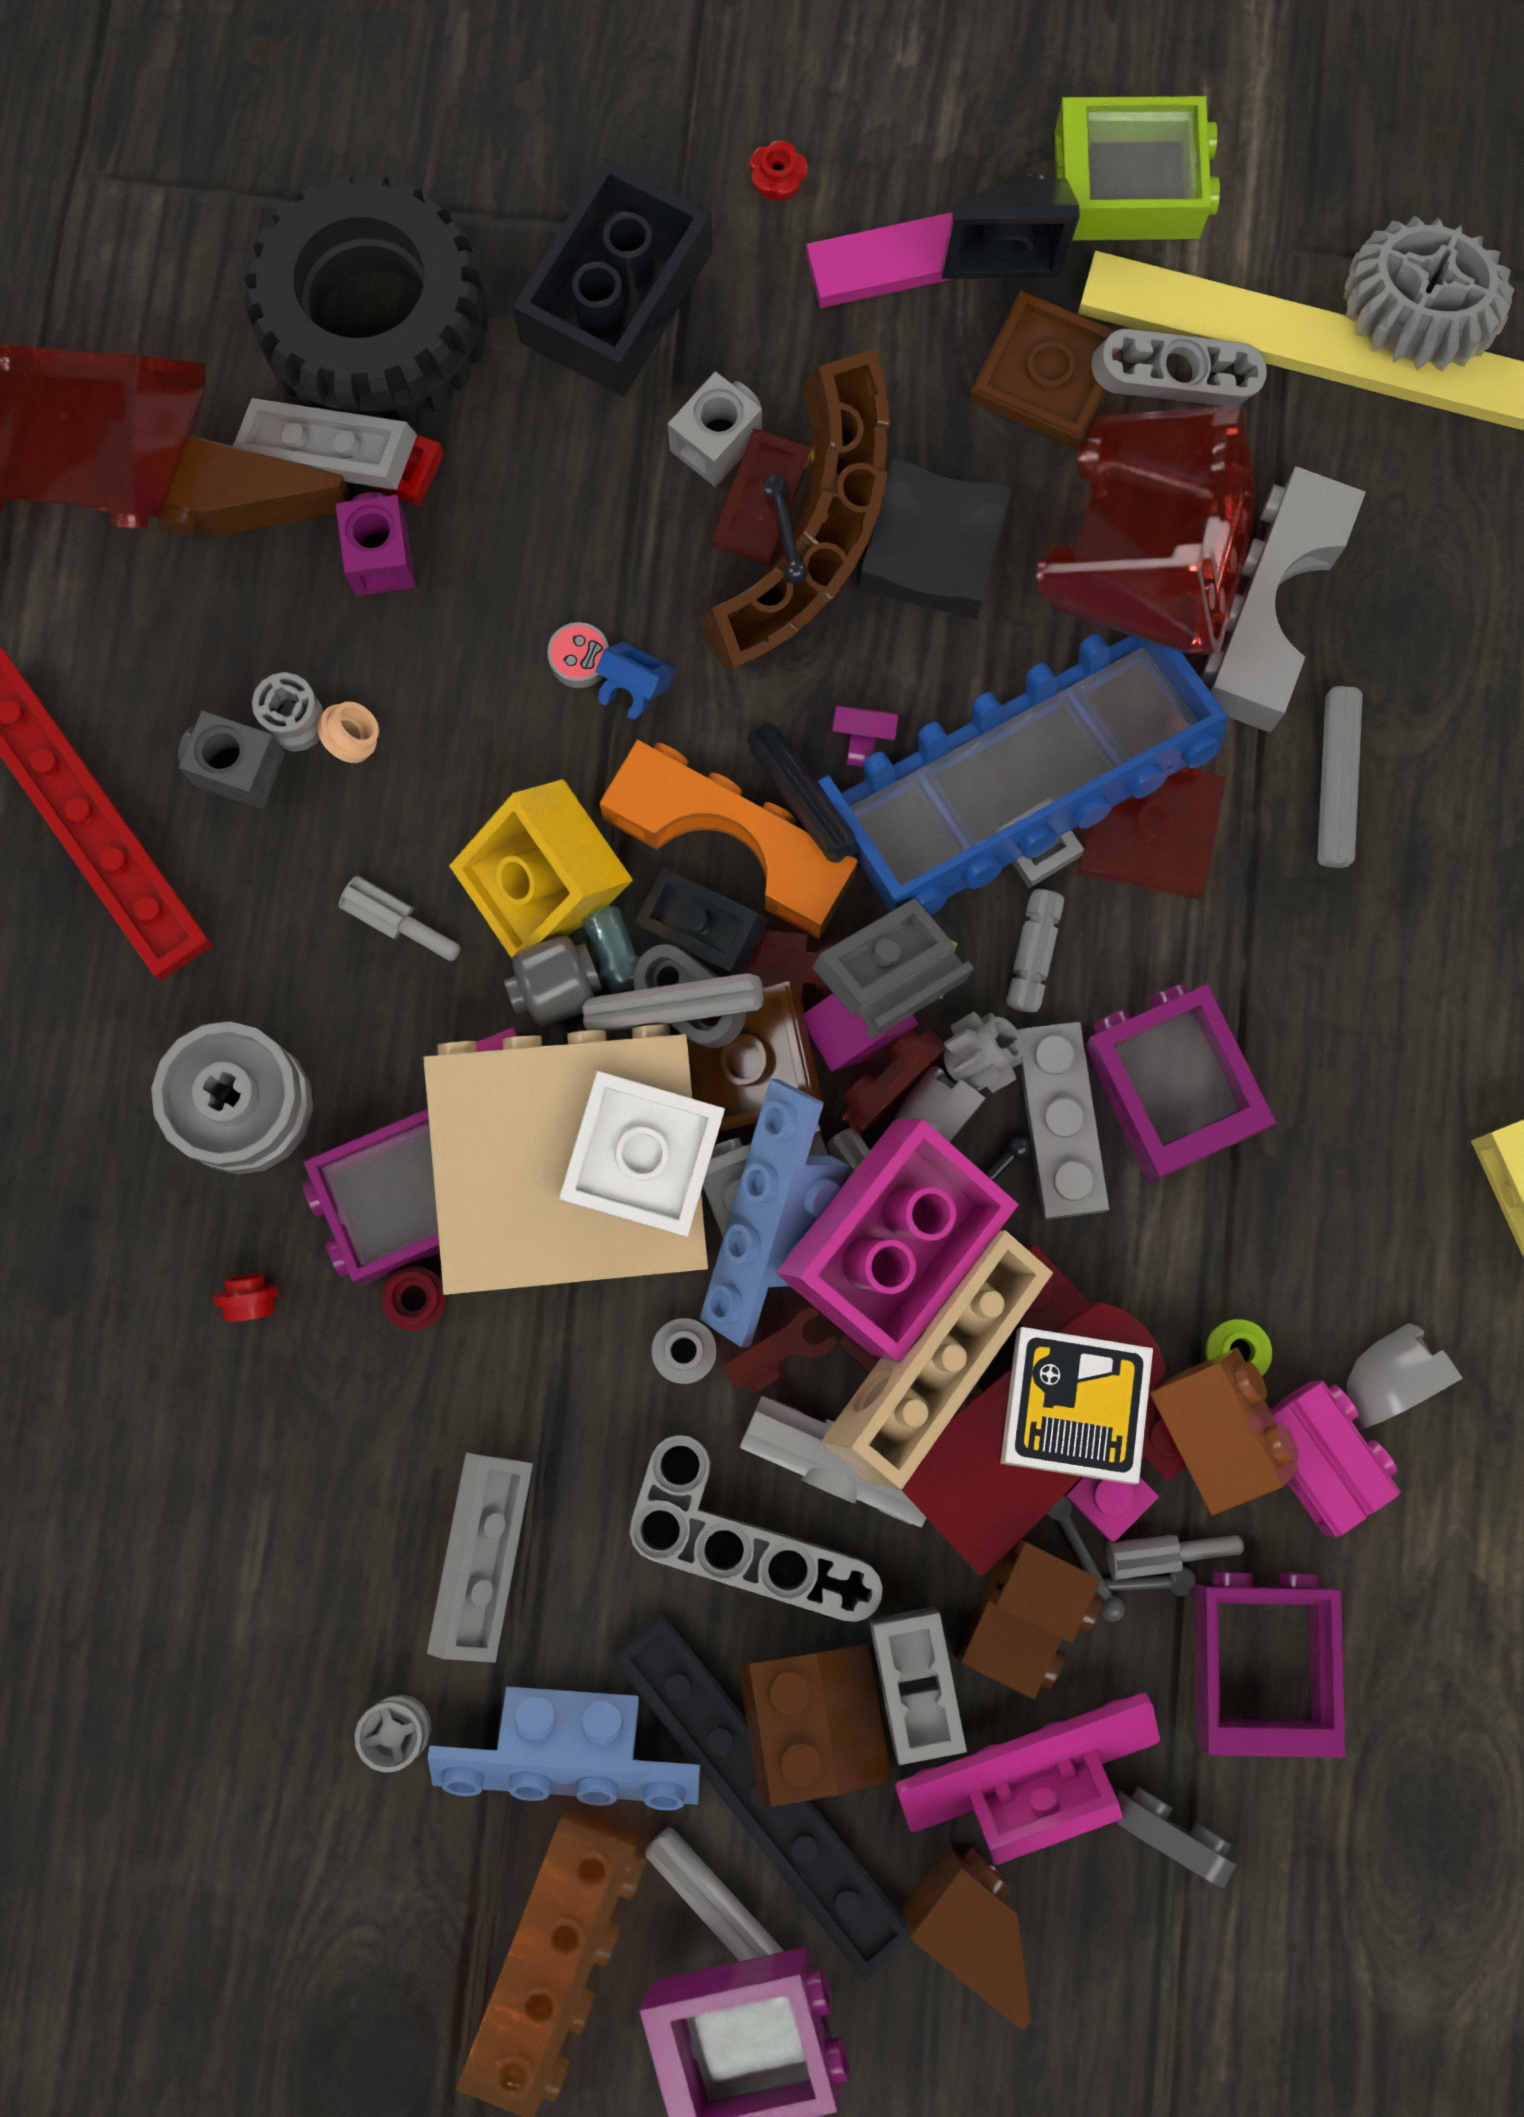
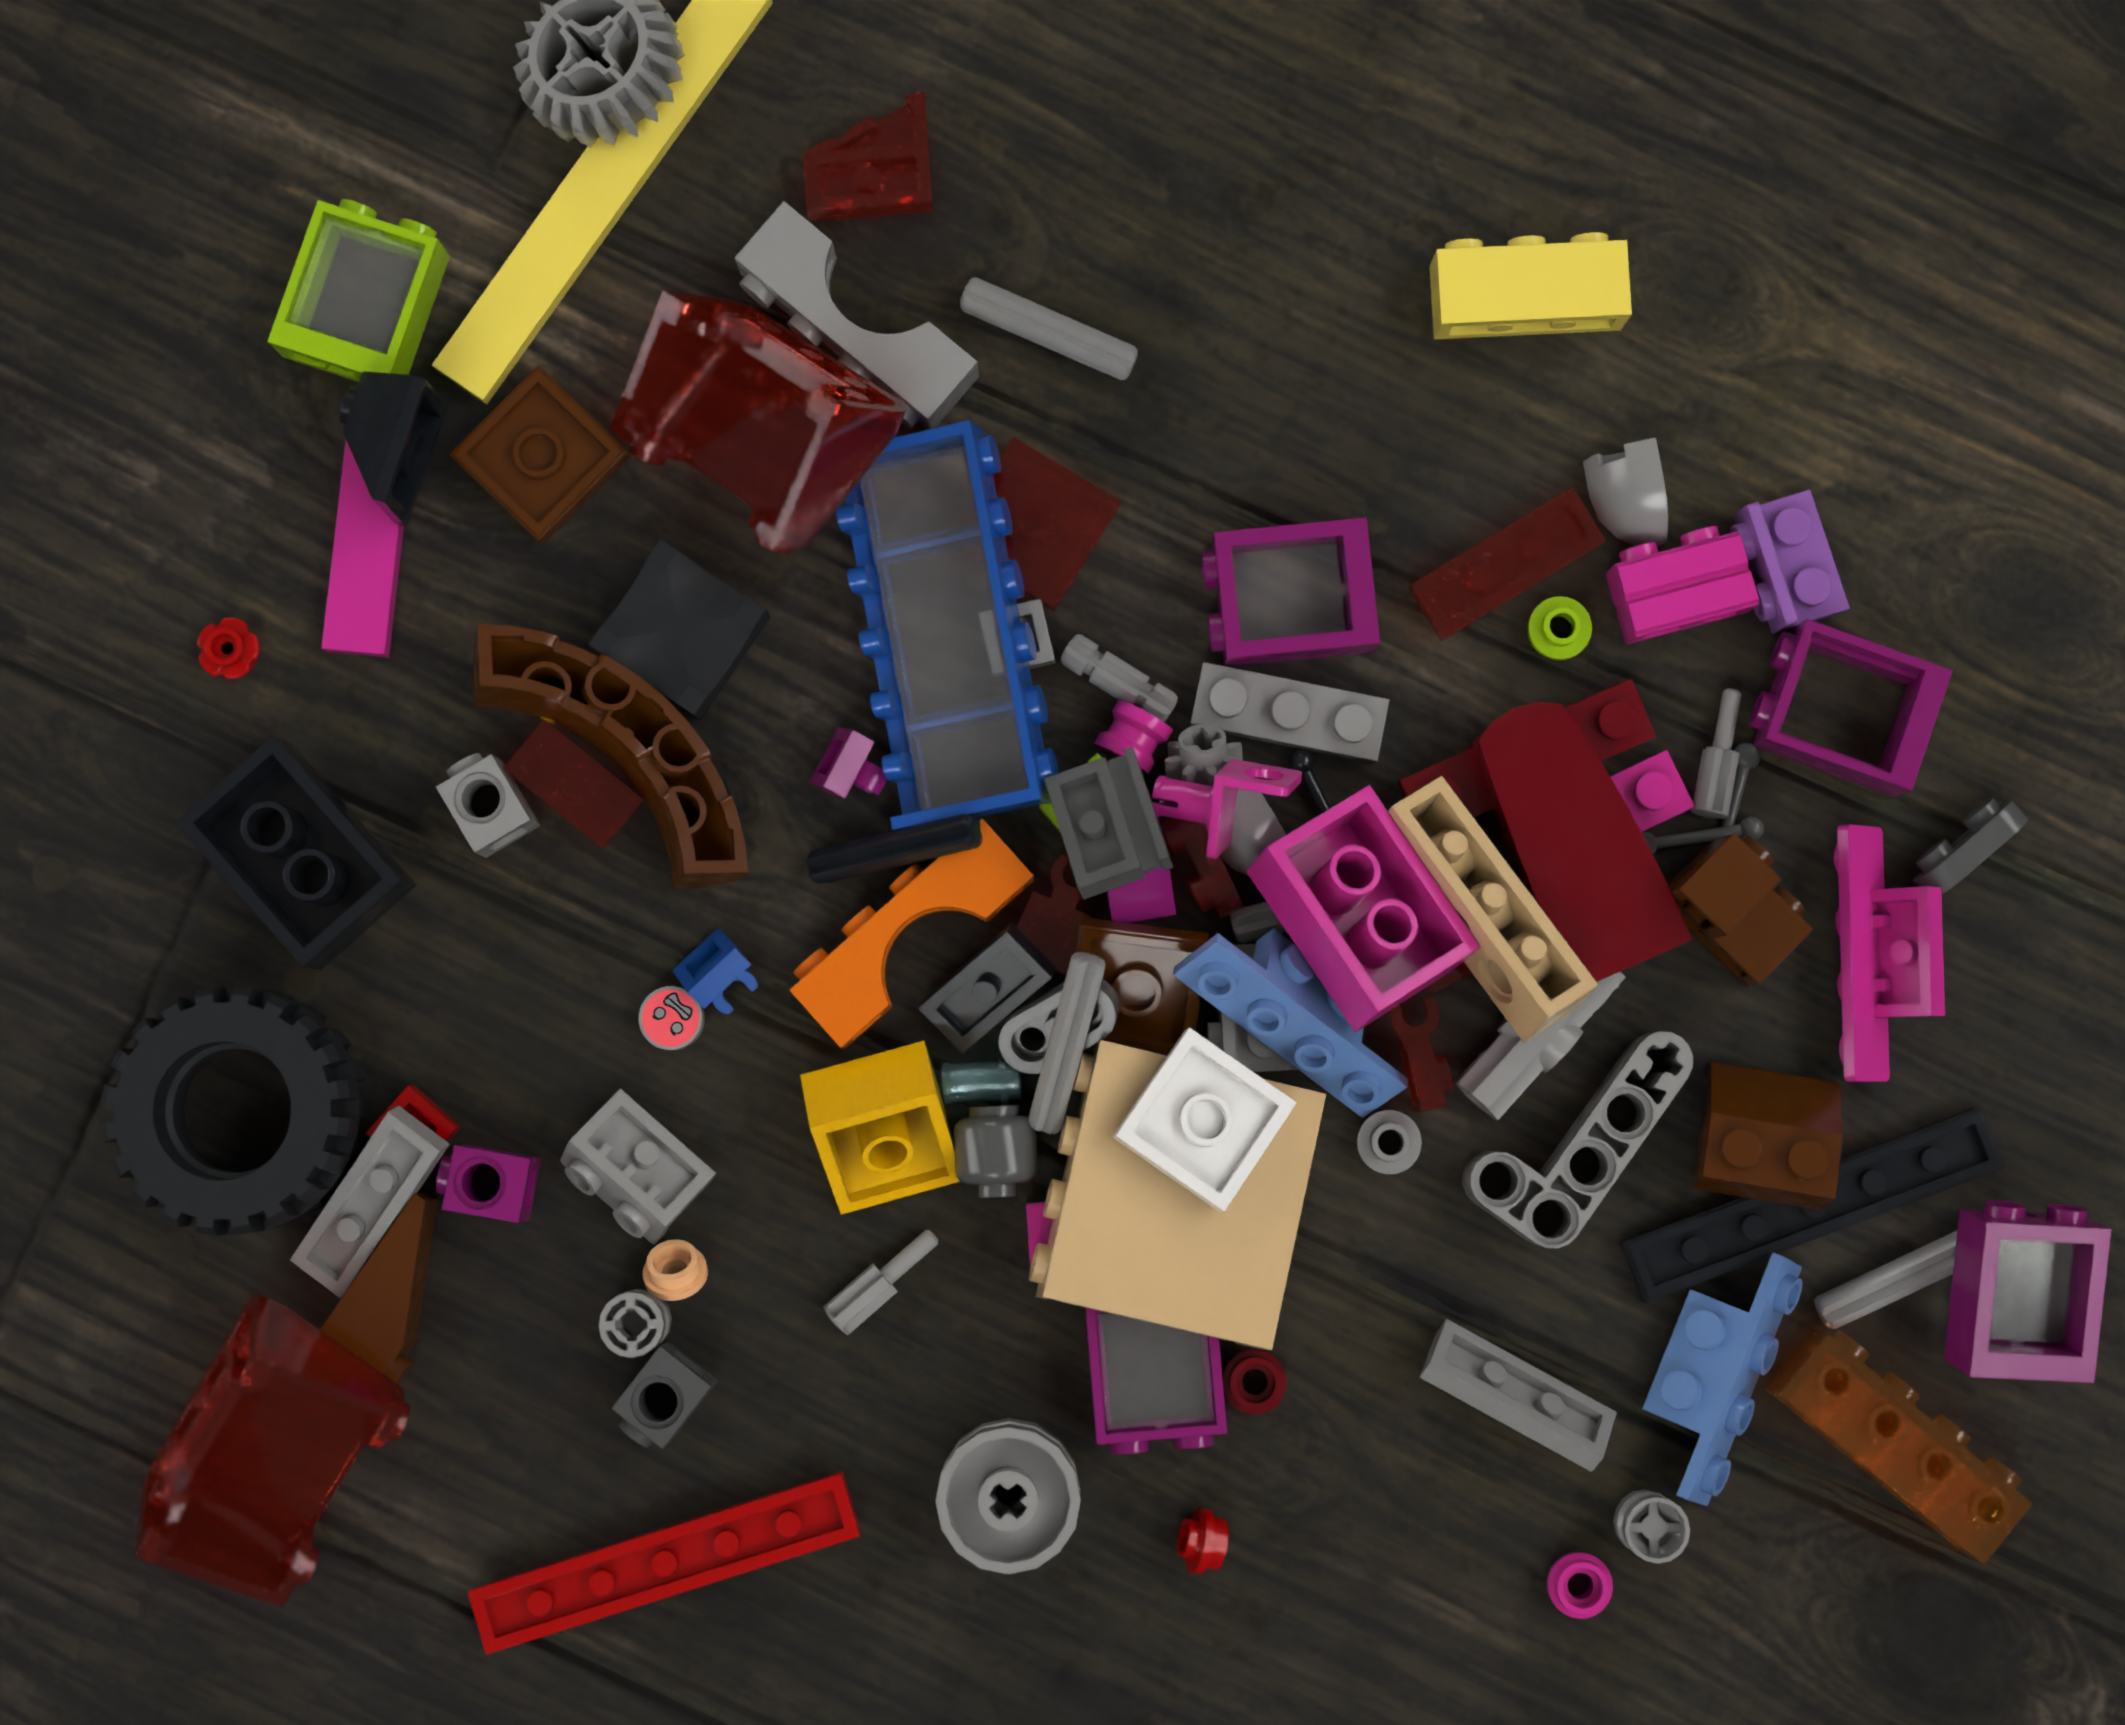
camera: 70 degrees left, 5 degrees up
(296, 1688) = (1596, 1596): none -> dark pink plate
(432, 665) = (635, 1167): none -> light grey bracket
(776, 489) = (578, 767): black hinge -> none
(917, 1685) = (1765, 1030): light grey brick -> none
(951, 1070) = (1217, 803): none -> dark pink bracket
(972, 1929) = (1992, 1056): reddish brown slope -> none
(988, 982) = (1133, 729): none -> dark pink wheel
(1077, 1406) = (1570, 797): tile -> none
(1154, 379) = (582, 303): light grey beam -> none
(1227, 1431) = (1634, 669): dark orange brick -> none
(1282, 1280) = (1506, 564): none -> clear red plate
(1389, 1559) = (1790, 561): none -> medium lavender bracket
(1426, 568) = (872, 168): none -> clear red wing

